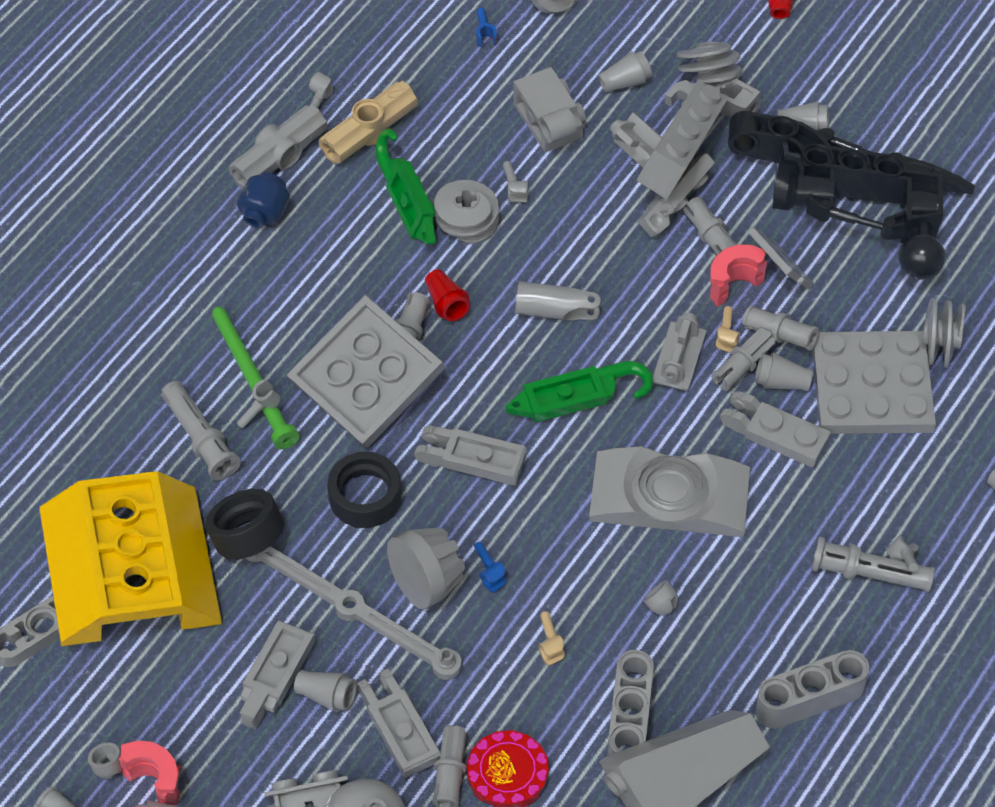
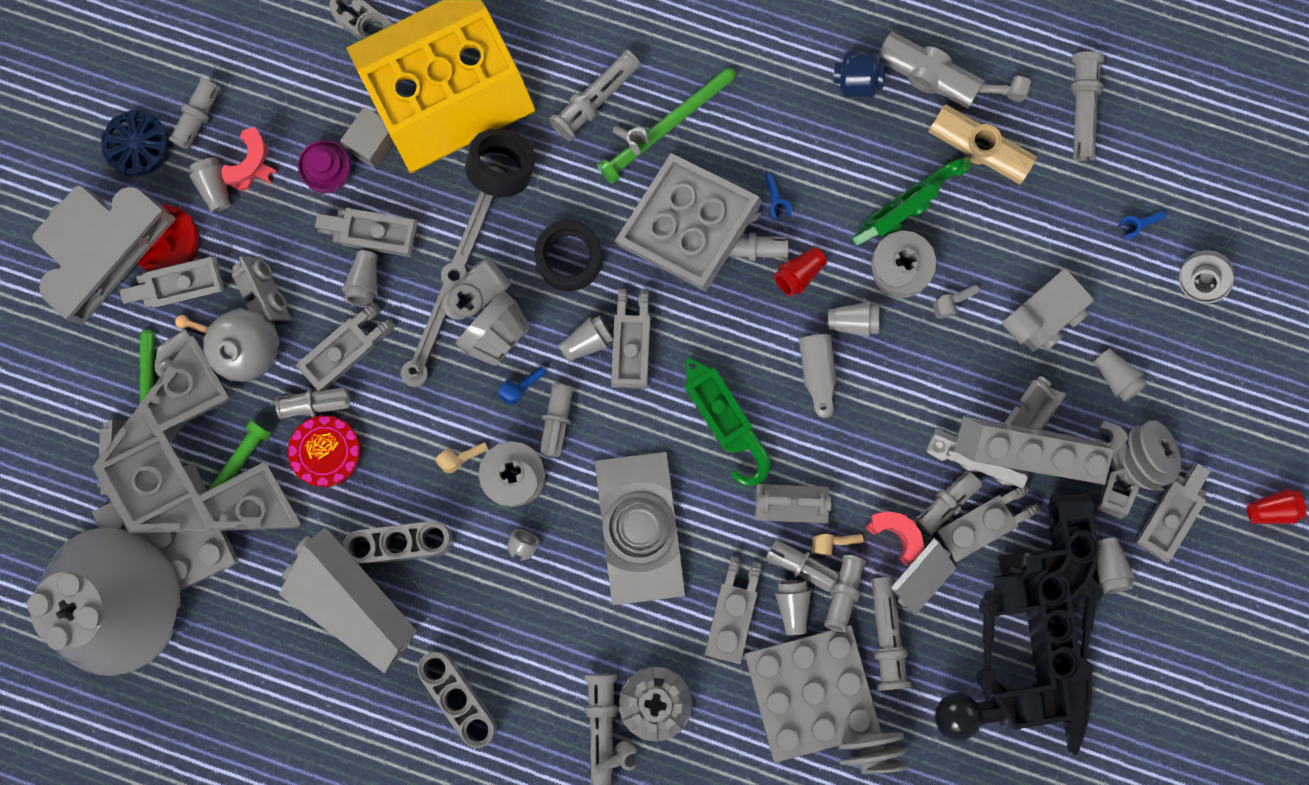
camera: 75 degrees right, 25 degrees up
(101, 752) = (250, 115): light grey hinge -> none
(169, 647) = (368, 138): none -> light grey brick
(185, 700) = (324, 166): none -> magenta plate
(342, 34) = (1086, 89): none -> light grey pin
(375, 579) = (479, 288): none -> light grey piece
(376, 294) = (776, 197): none -> blue hand
(458, 490) = (587, 339): none -> light grey cone
(509, 260) = (855, 319): none -> light grey cone
(535, 539) = (556, 420): none -> light grey axle
(589, 604) = (495, 466): none -> light grey piece
(737, 204) = (984, 524): none -> light grey hinge
(768, 64) = (1174, 514): none -> light grey hinge
(847, 305) = (890, 651): none -> light grey pin
(855, 513) = (655, 704): none -> light grey piece

